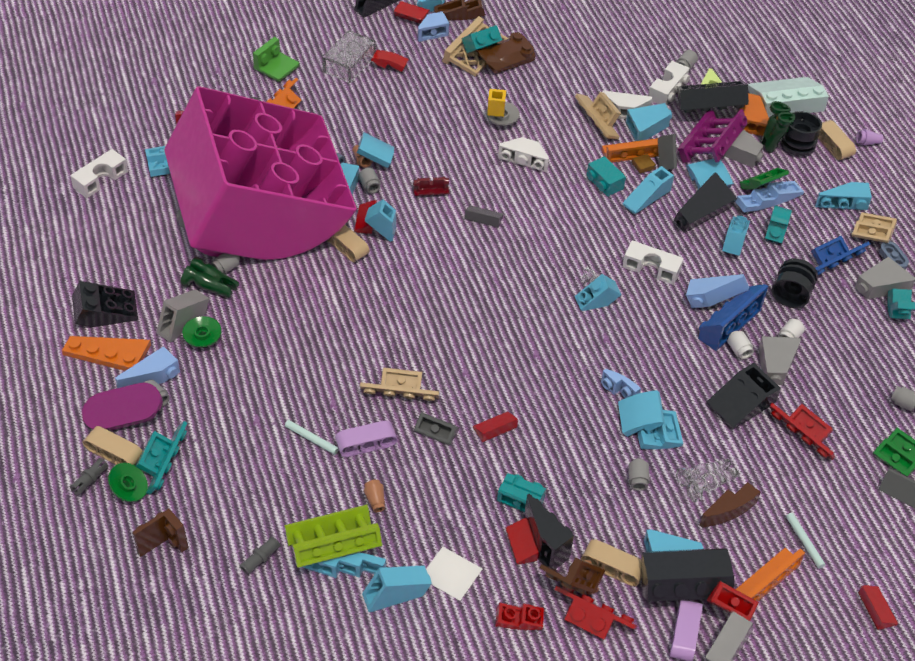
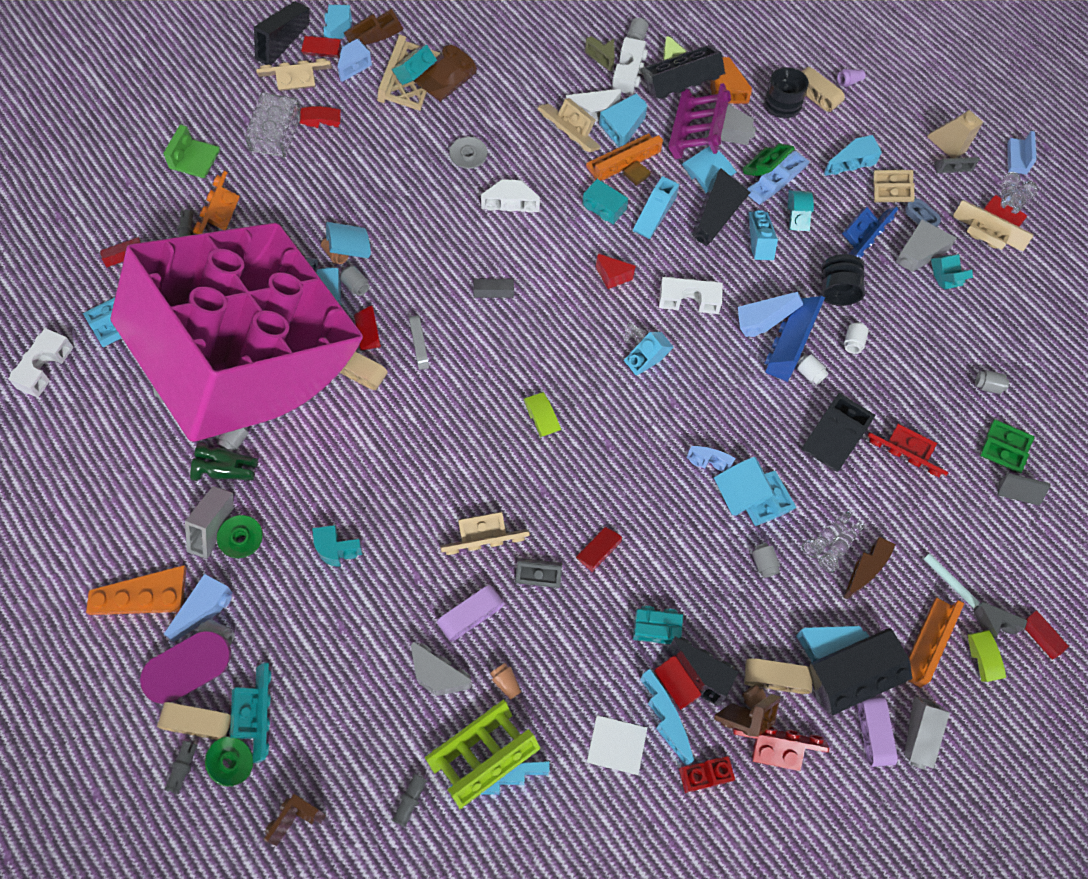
camera: 20 degrees left, 15 degrees up
(103, 305) = (112, 537): black slope -> none
(273, 361) = (329, 547): none -> teal brick
(311, 437) = (410, 629): light aqua bar -> none
(321, 473) = (436, 673): none -> light grey slope
(381, 27) = (294, 76): none -> tan bracket
(382, 218) = (389, 330): medium azure slope -> none
(396, 586) = (570, 788): medium azure slope -> none
(404, 236) = (418, 341): none -> light grey beam
(424, 186) = (424, 269): dark red hinge -> none
(487, 315) = (542, 414): none -> lime slope
(496, 102) = (460, 144): yellow brick -> none
(501, 565) = (671, 725): none -> medium azure slope
(593, 229) = (614, 271): none -> red slope
(648, 69) = (601, 53): none -> olive slope
(667, 152) = (660, 155): dark grey slope -> none
(732, 600) = (916, 688): red slope -> none
(777, 125) = (763, 91): dark green piece -> none
(777, 356) = (853, 373): light grey slope -> none
(797, 93) = (757, 45): light aqua slope -> none
(814, 605) = (988, 655): none -> lime slope
(833, 577) = (994, 618): none -> dark grey slope

